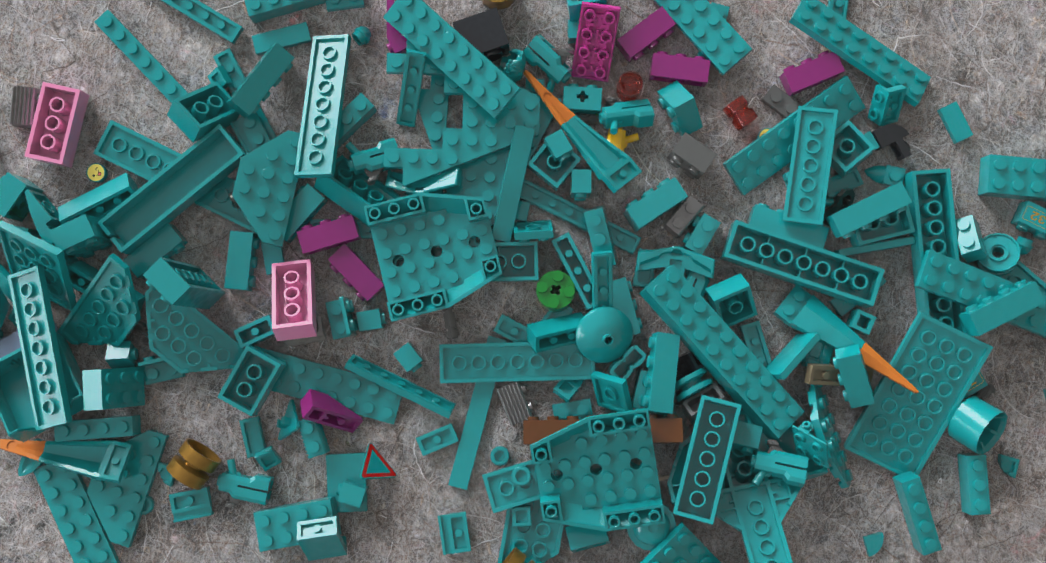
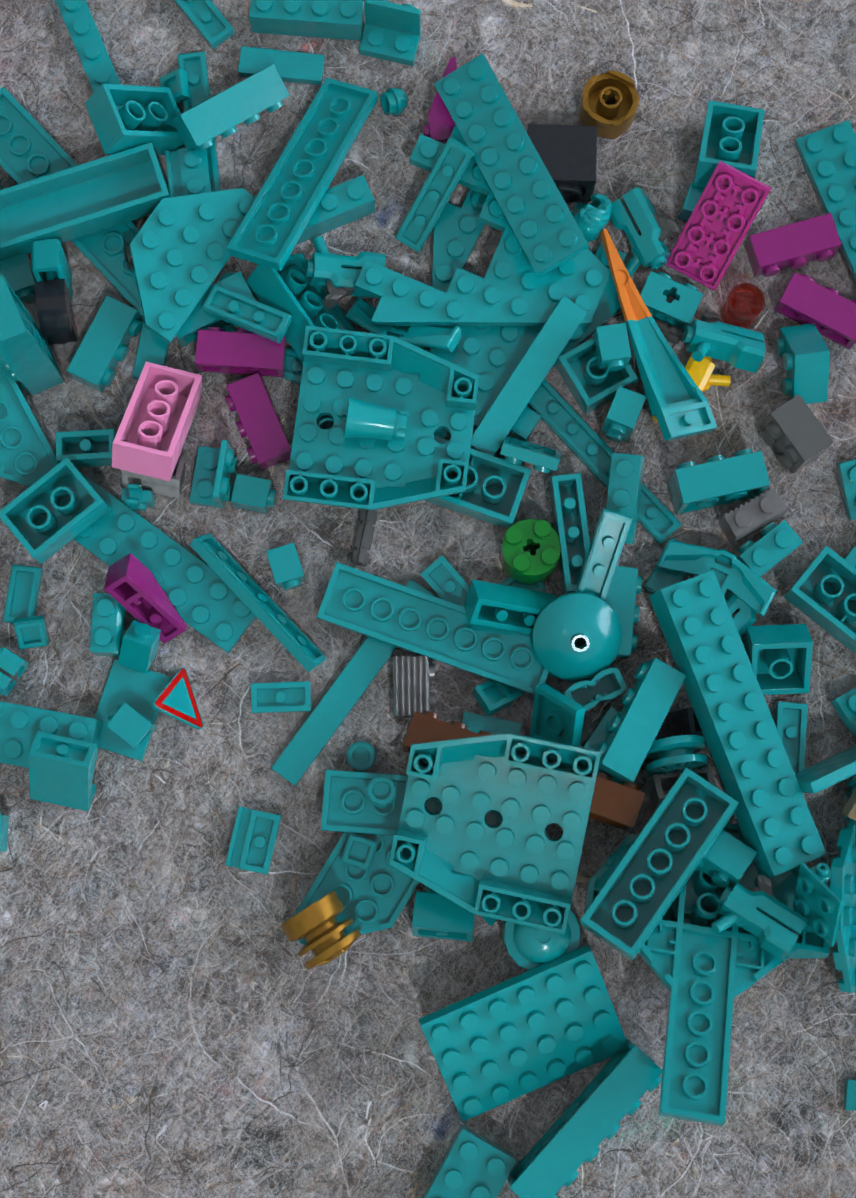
camera: 20 degrees right, 5 degrees down
(189, 228) = (50, 262): none -> teal brick
(201, 253) = (54, 311): none -> black brick
(289, 422) = (81, 591): teal piece -> none
(300, 351) = (137, 498): none -> teal plate
(323, 210) = (247, 313): none -> teal tile
(338, 442) = (139, 646): none -> teal brick
(429, 251) = (374, 421): none -> teal plant

